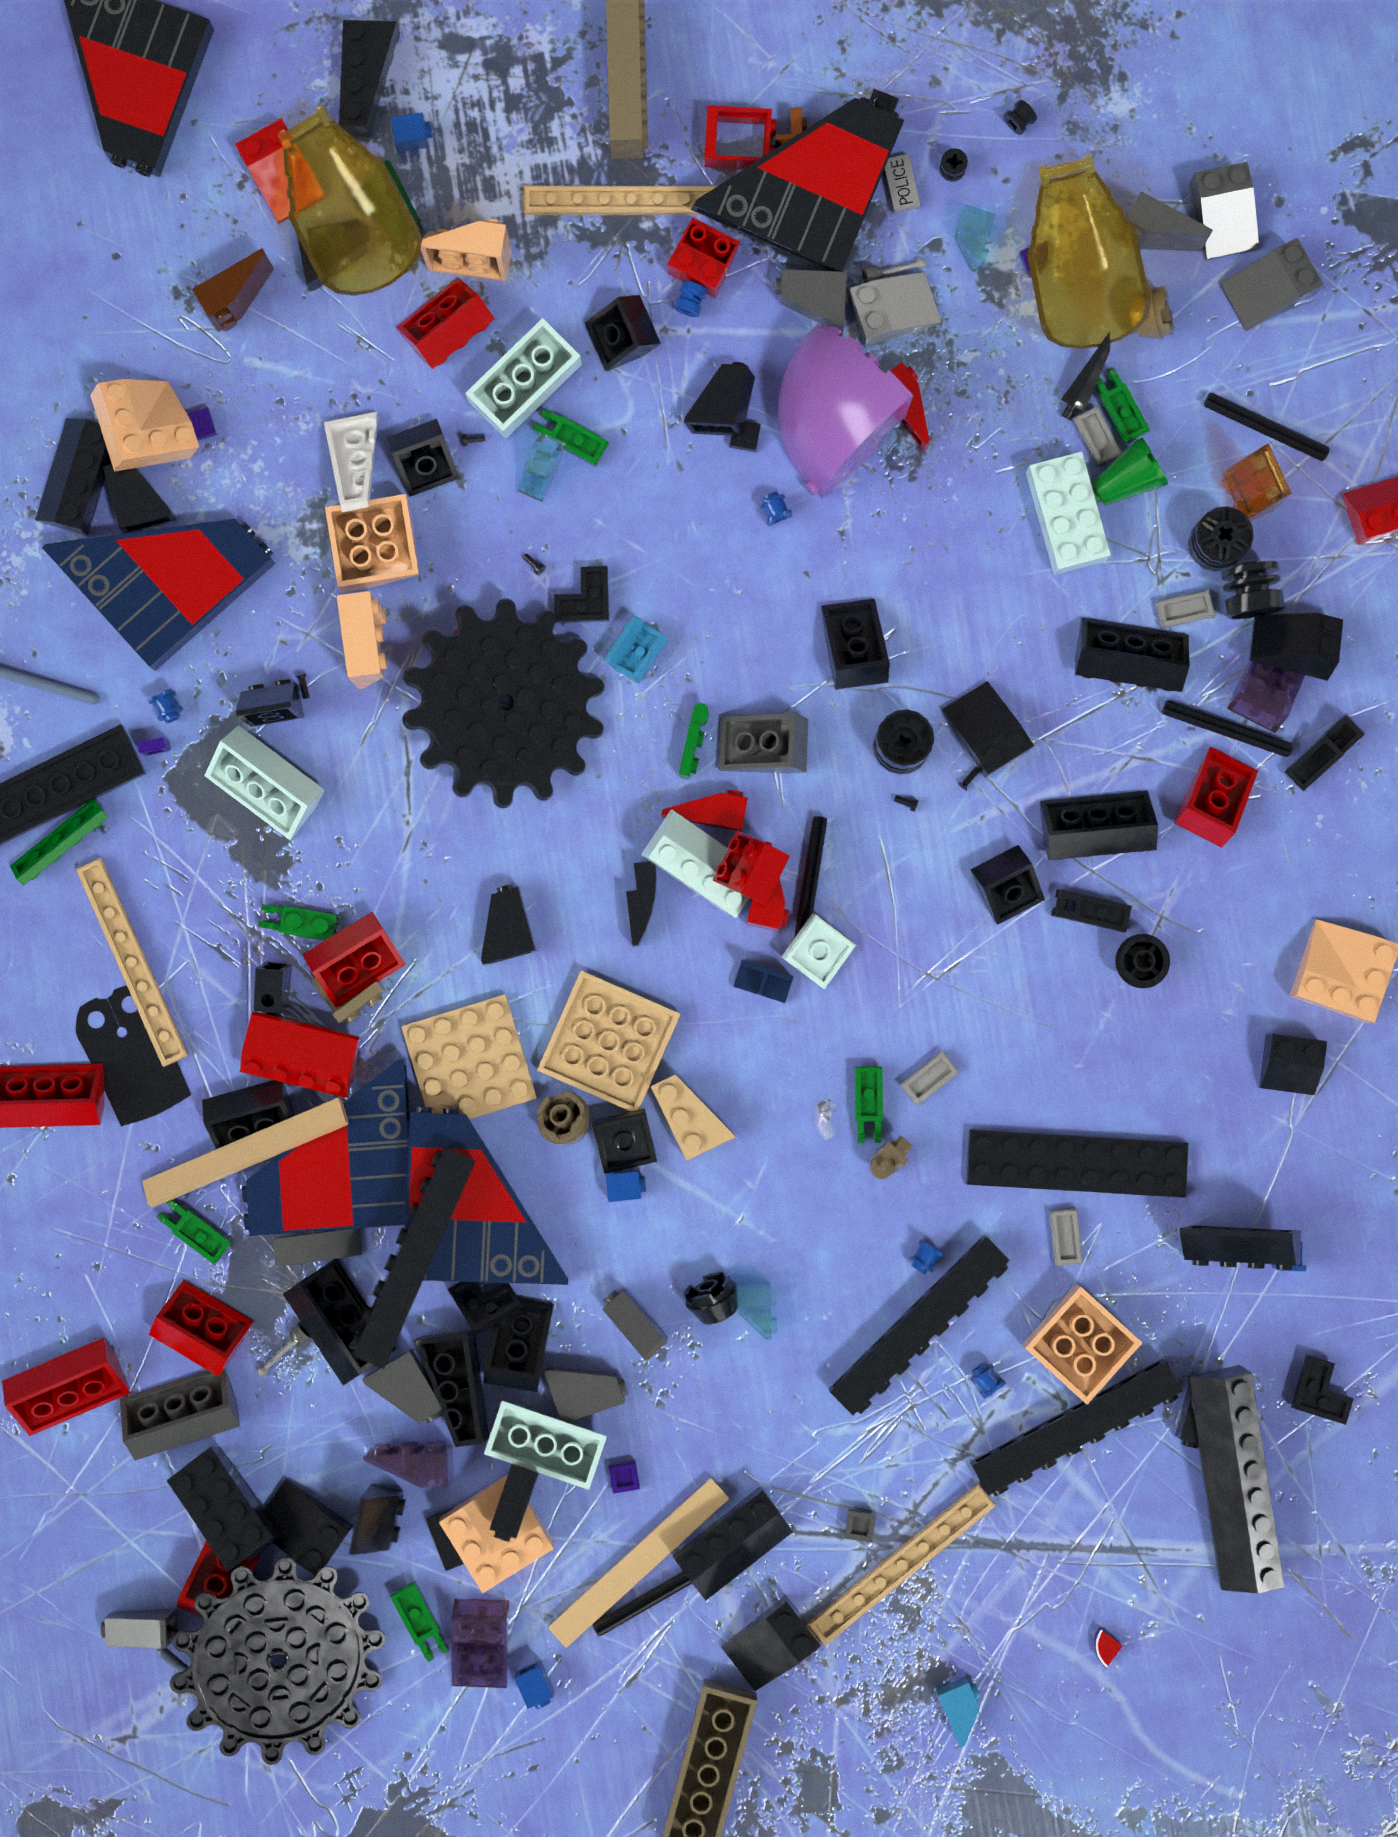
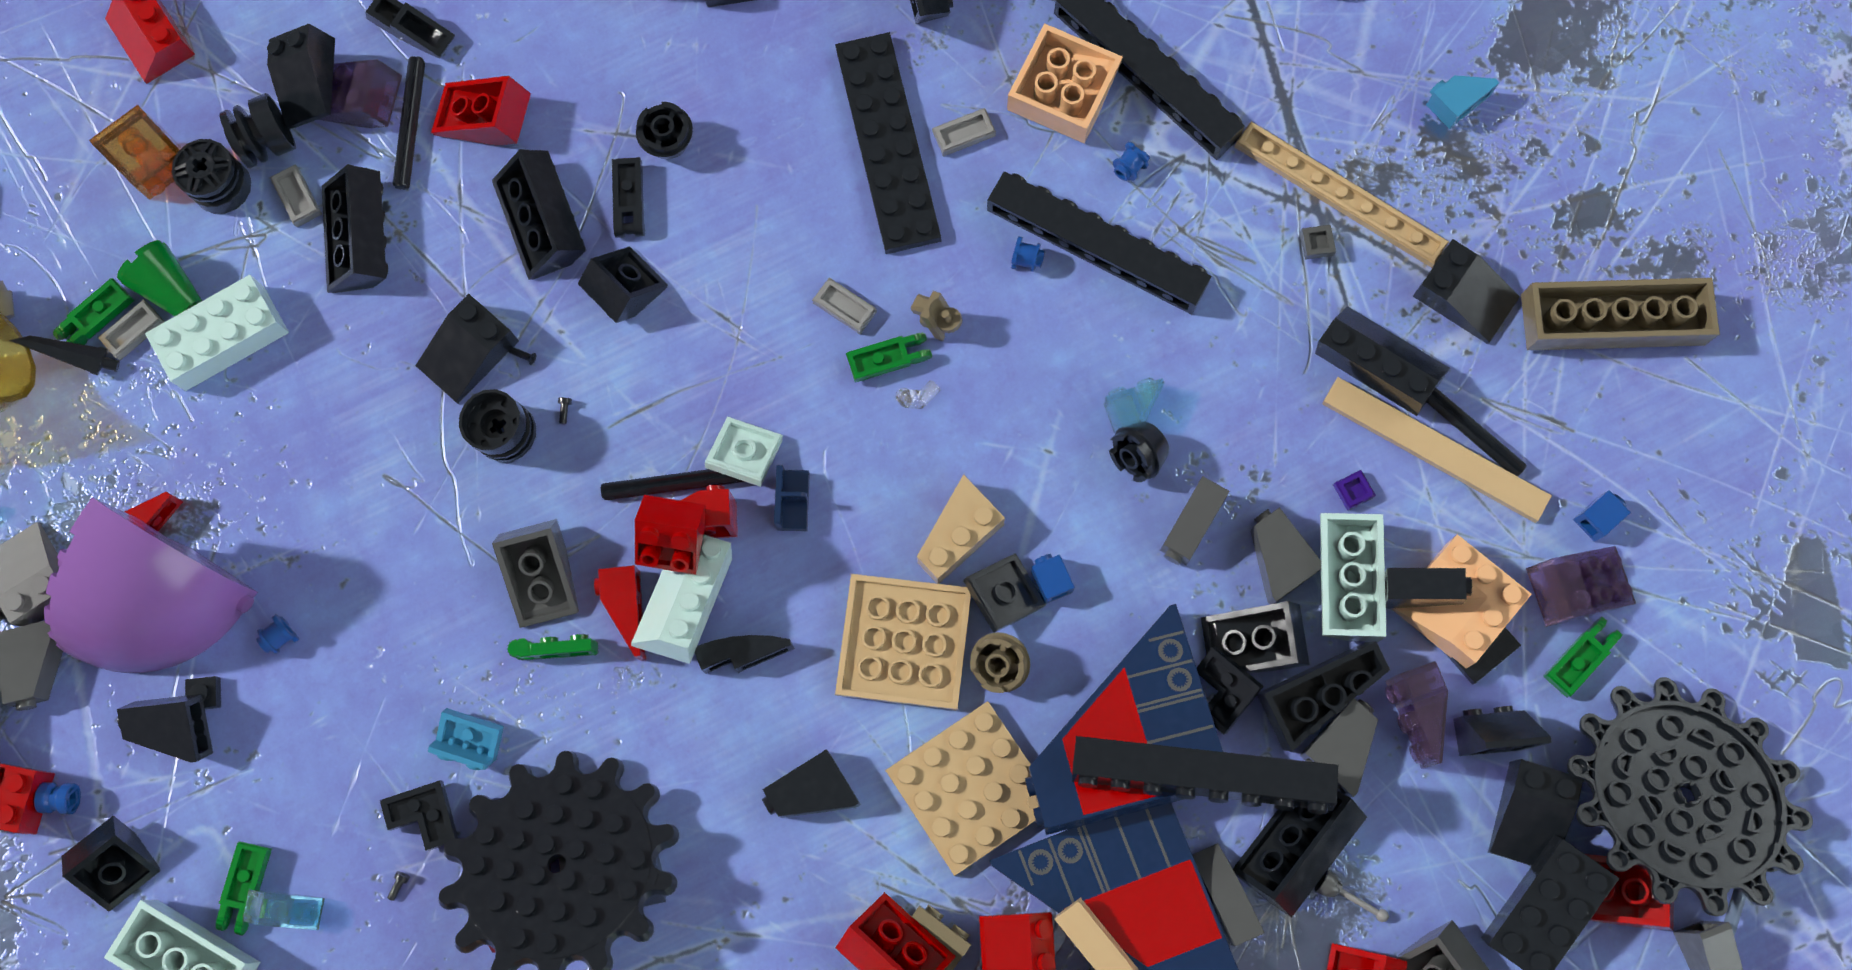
camera: 105 degrees left, 10 degrees down
(855, 644) = (406, 507): black slope -> none
(1266, 426) = (86, 174): black axle -> none

